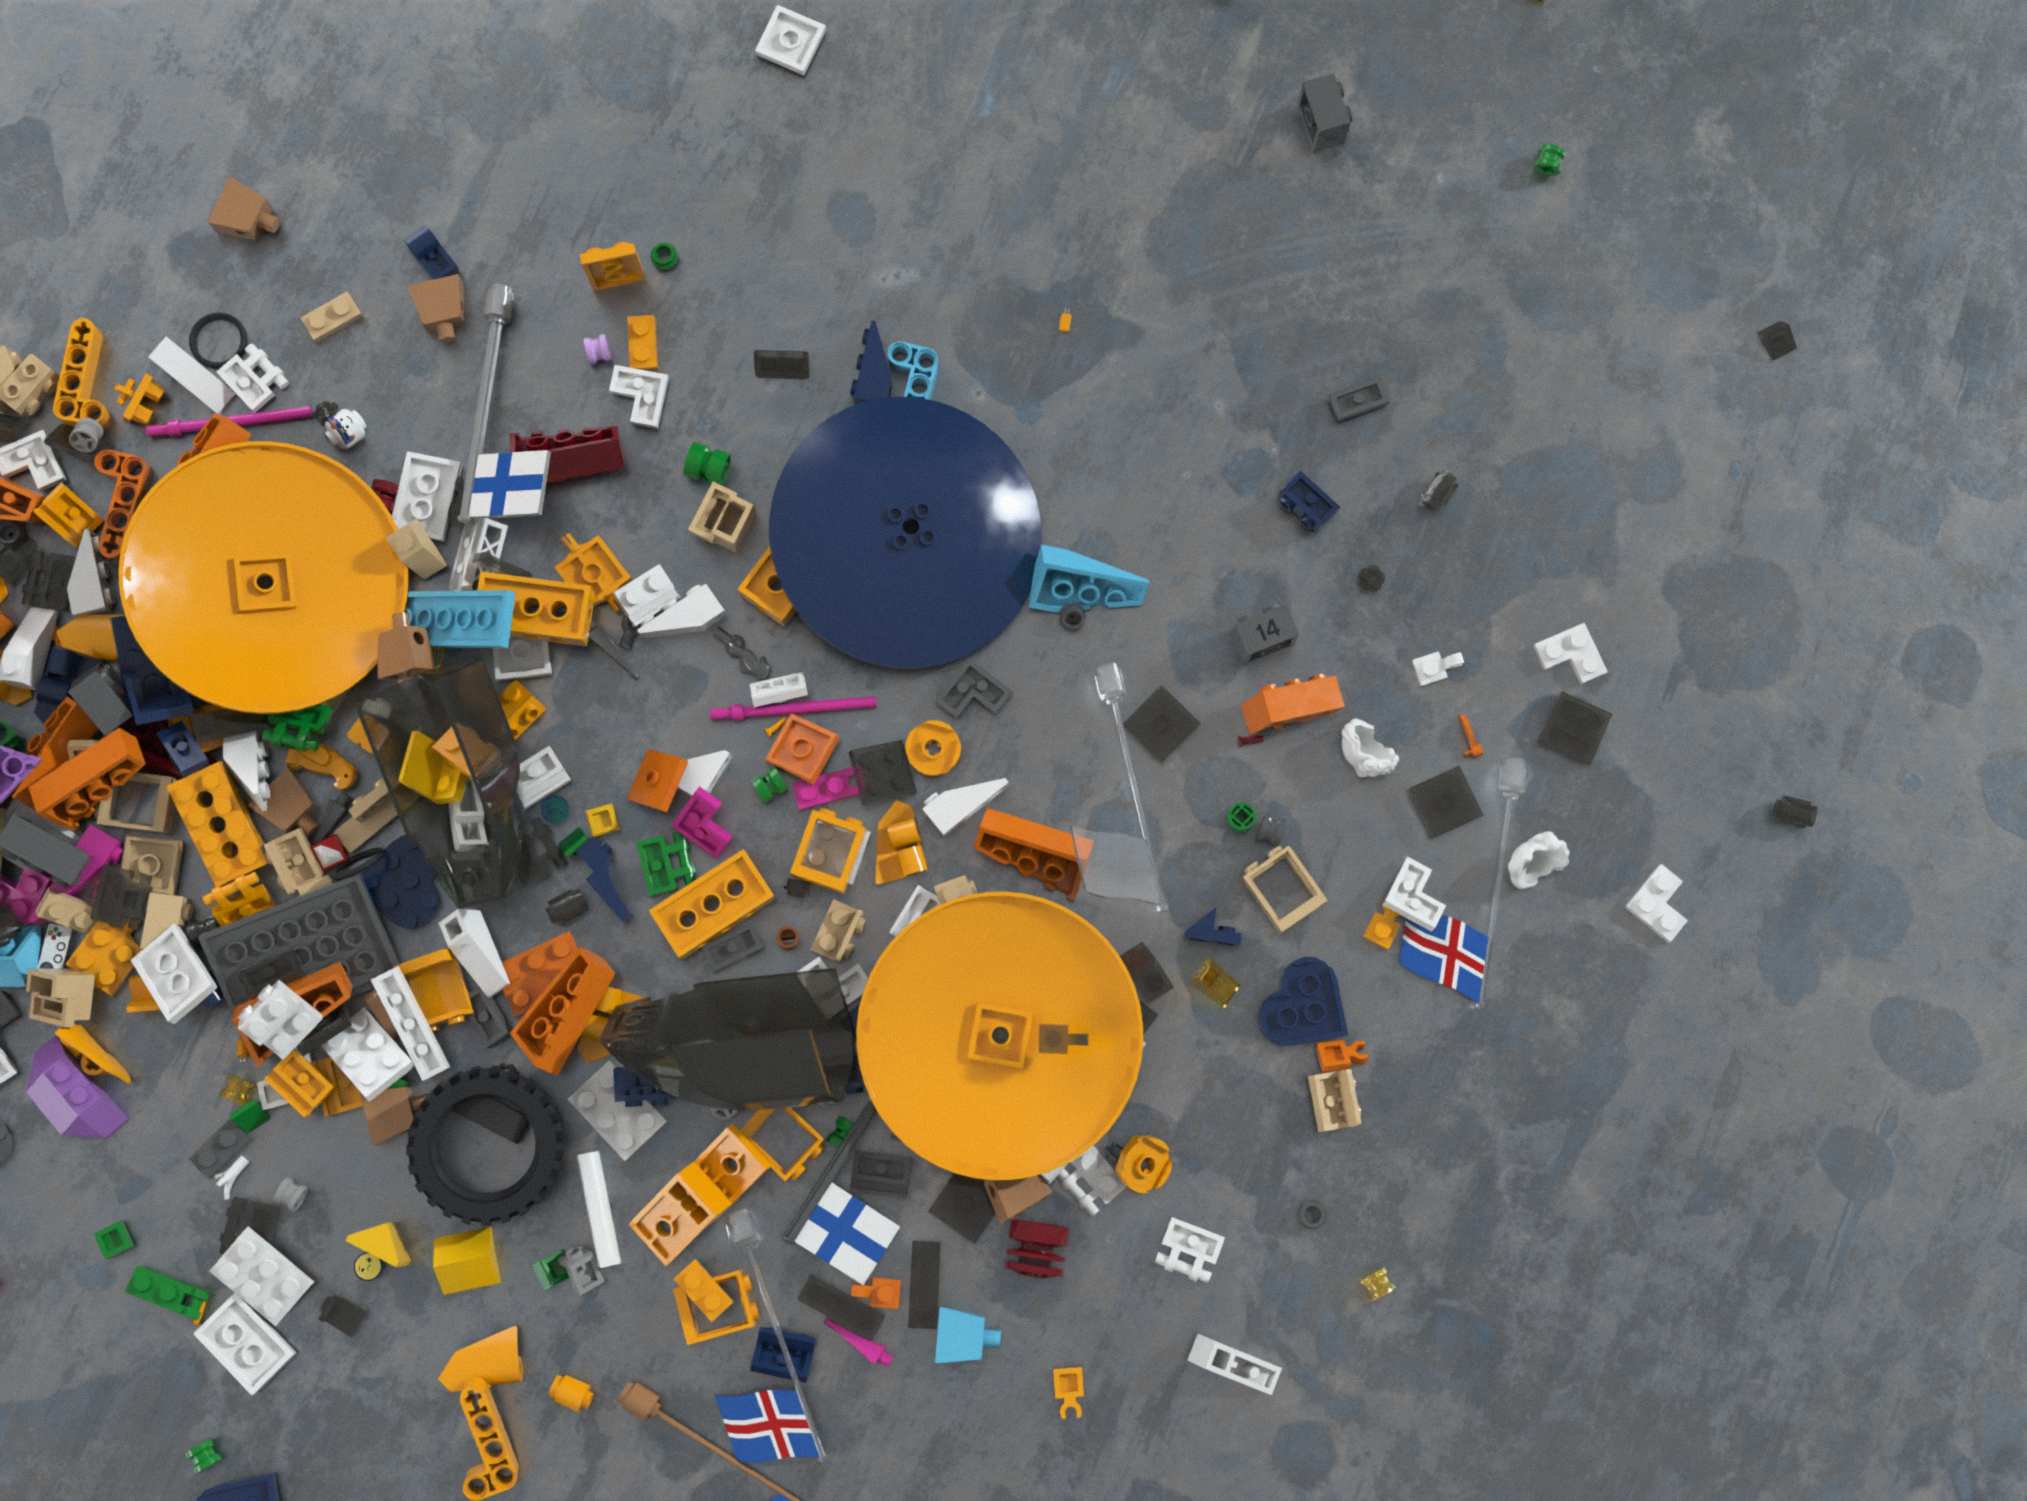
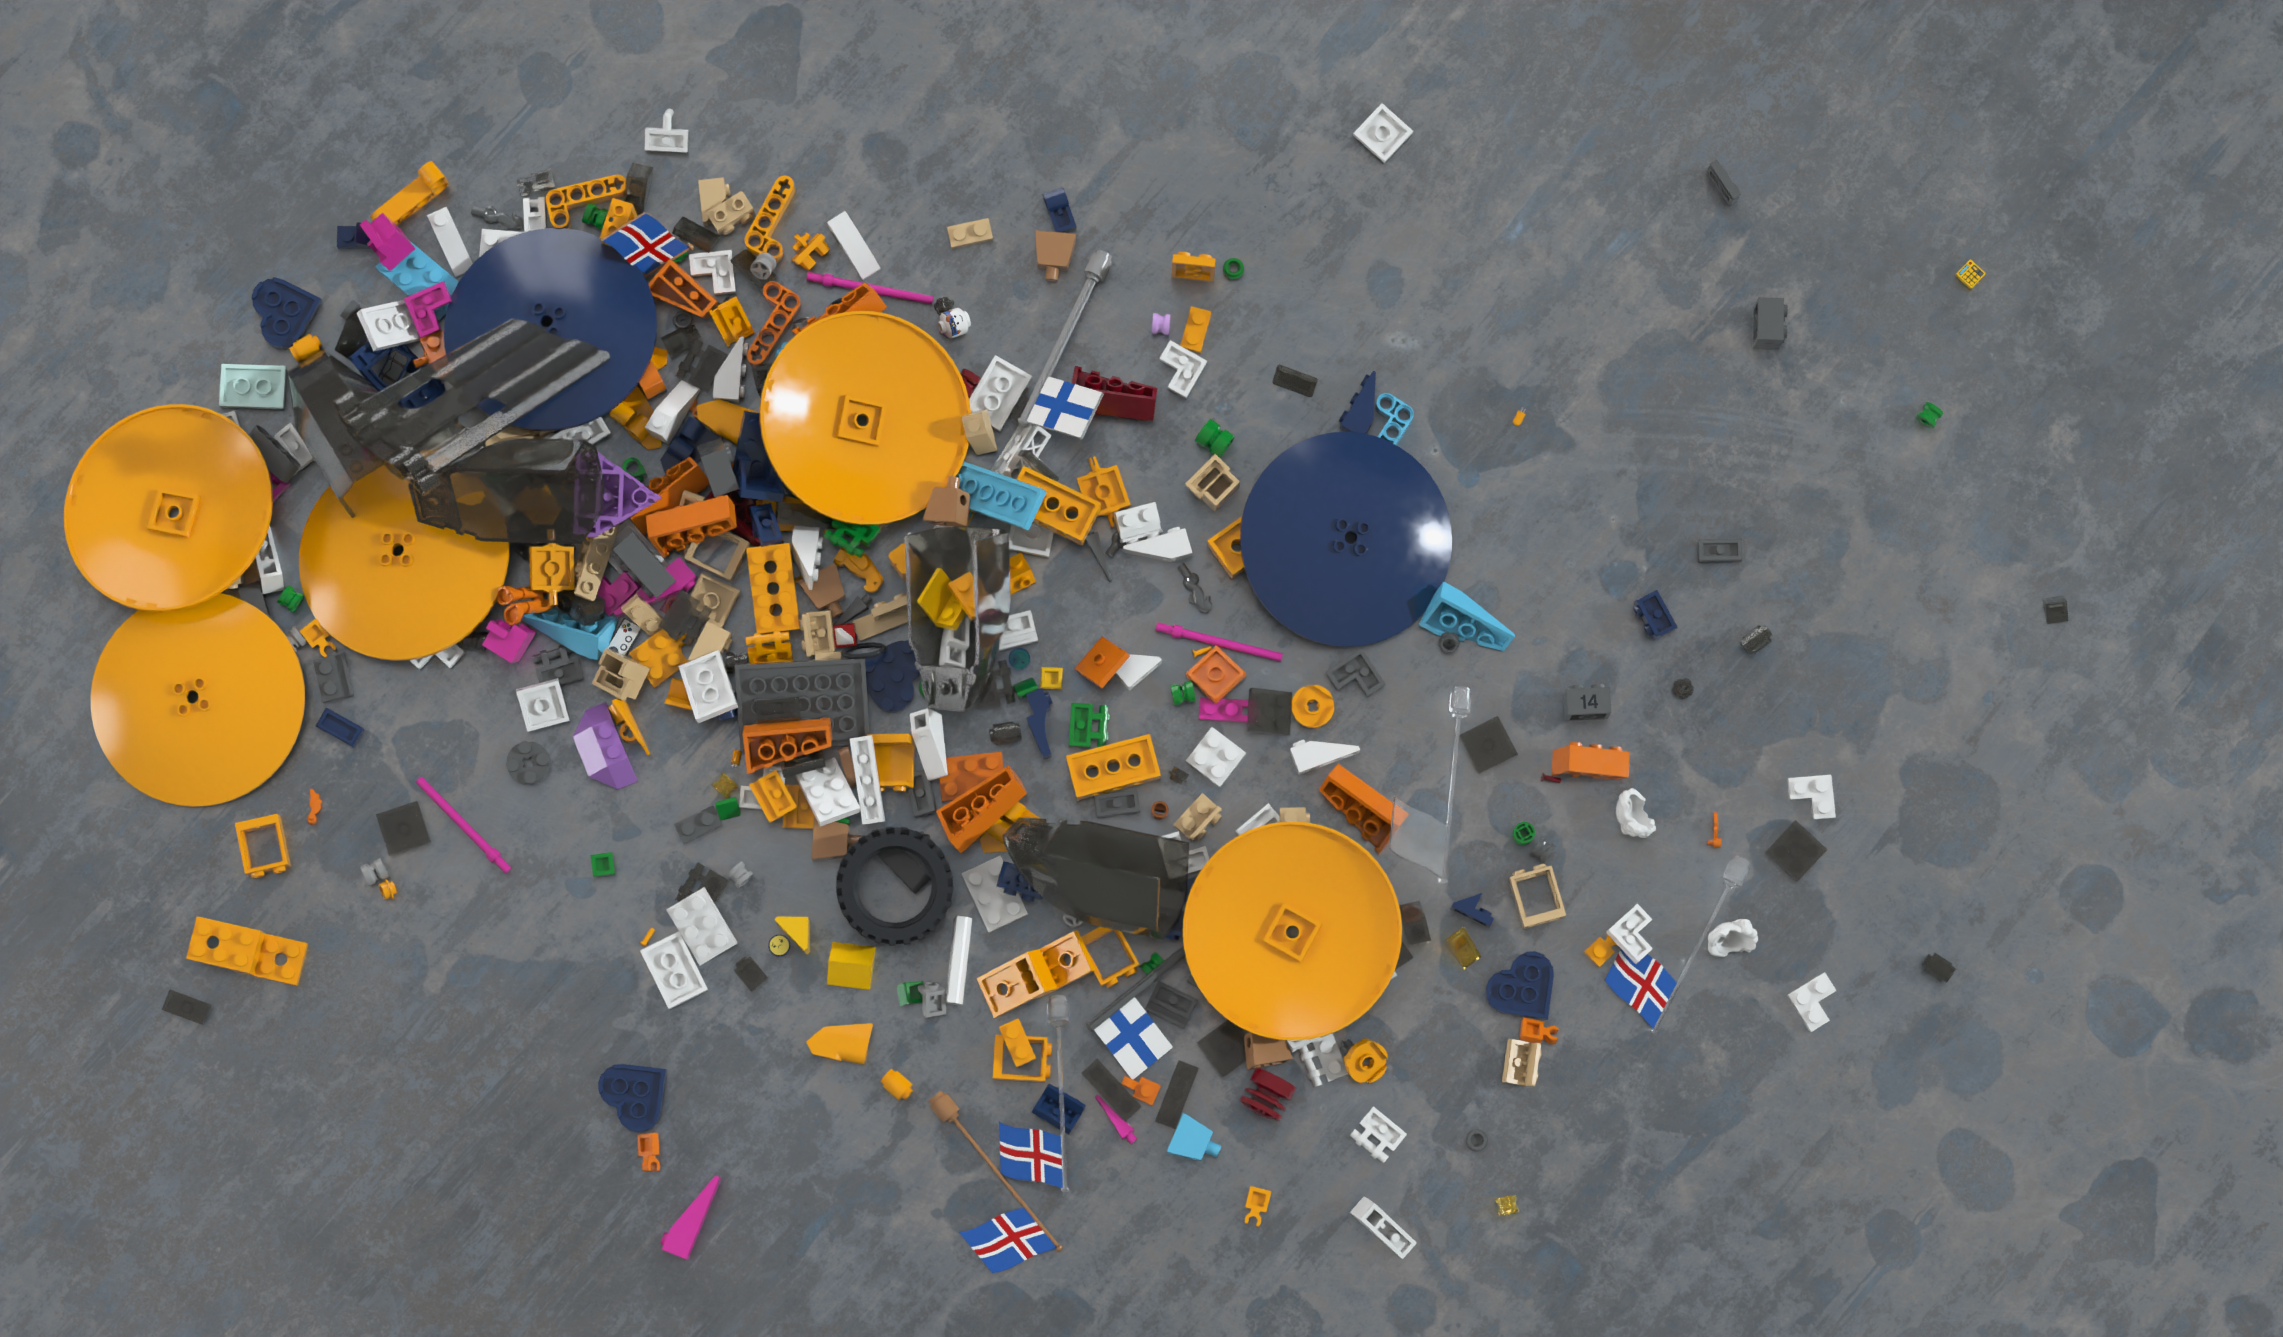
camera: 20 degrees right, 0 degrees up
(166, 1292) = (629, 915): green plate -> none
(203, 1456) = (620, 1040): green wheel -> none
(204, 319) = (881, 203): black tyre -> none
(229, 1176) = (699, 846): white bar -> none
(242, 212) = (929, 132): medium nougat torso -> none
(246, 383) = (891, 263): white plate -> none
(278, 1019) = (776, 745): white plate -> none
(484, 1435) = (827, 1092): light orange beam -> none
(696, 824) = (1120, 703): dark pink plate -> none
(778, 689) = (1212, 624): white plate -> none
(820, 878) = (1196, 772): light orange window -> none
(898, 845) = (1263, 769): light orange panel -> none
(1056, 1038) = (1332, 947): clear smoke plate -> none
(1433, 669) = (1705, 770): white plate -> none
(1445, 802) = (1680, 873): clear smoke plate -> none

